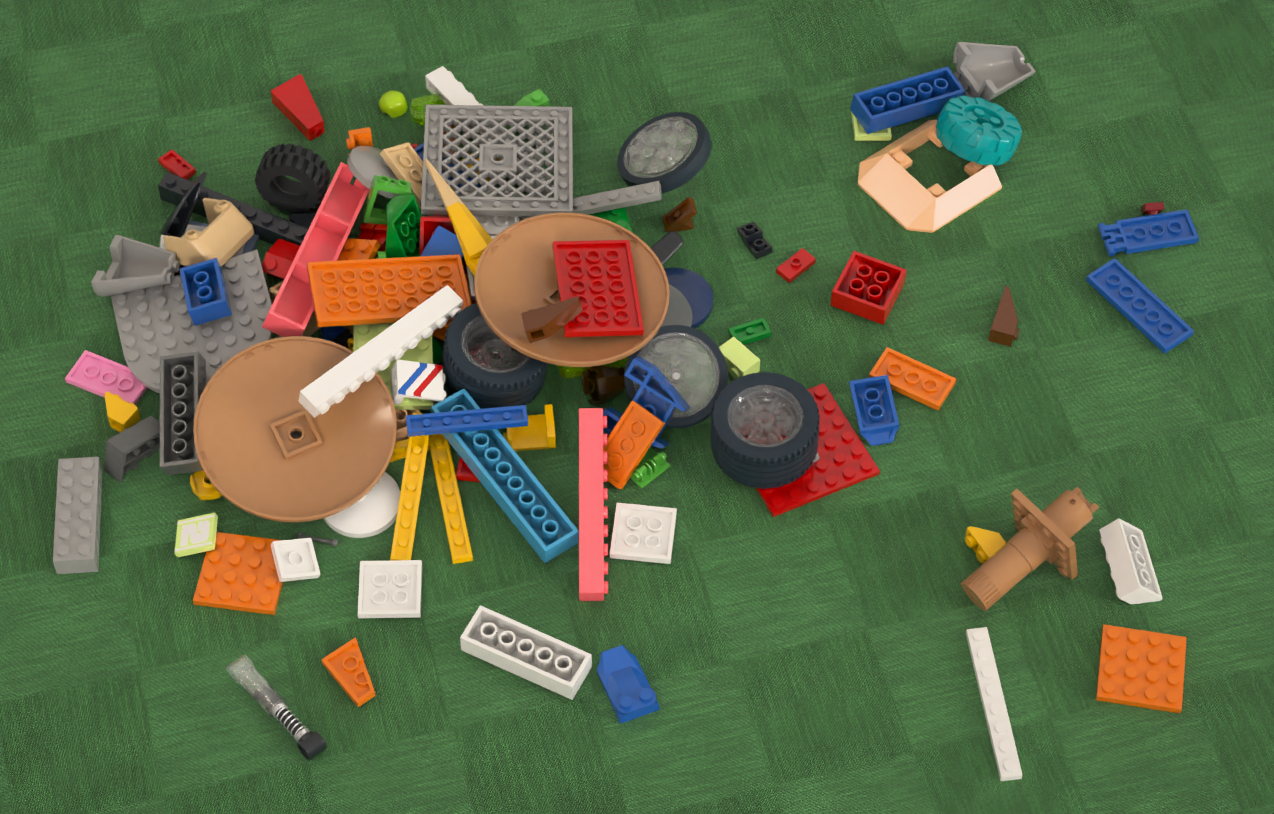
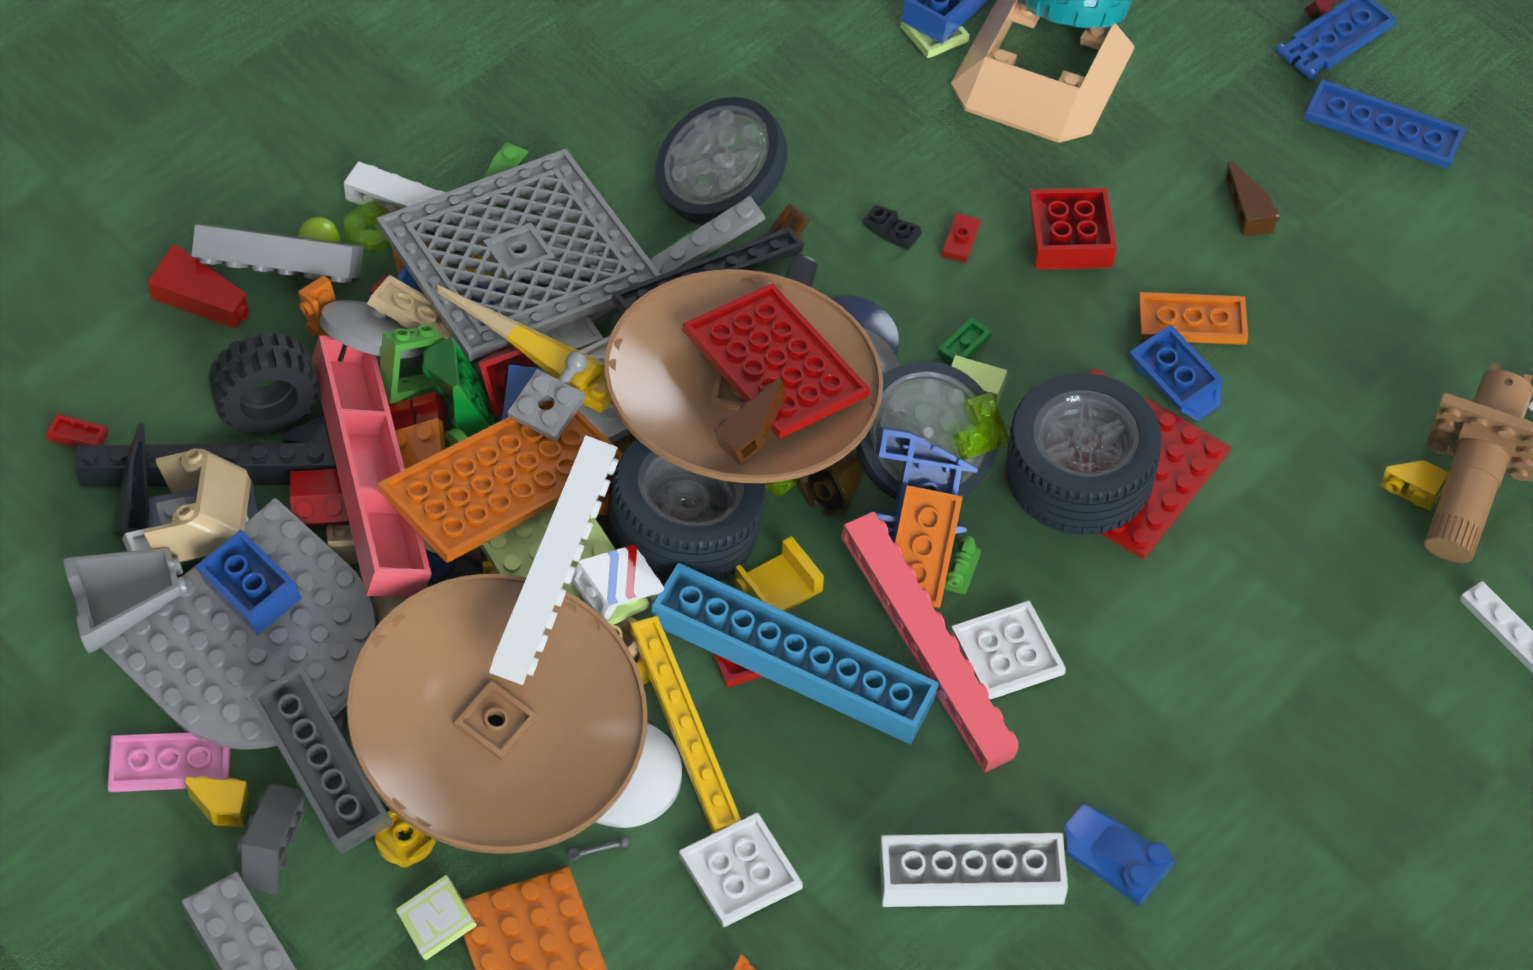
camera: 30 degrees left, 0 degrees up
(295, 559) = (594, 888): white plate -> none
(357, 102) = (270, 251): none -> light grey brick
(446, 247) = (545, 387): none -> light grey plate
(450, 499) = (741, 721): yellow tile -> none
(466, 420) = (712, 603): blue plate -> none
(626, 218) = (743, 257): none -> black plate
(706, 393) = (988, 428): none -> clear neon green plate

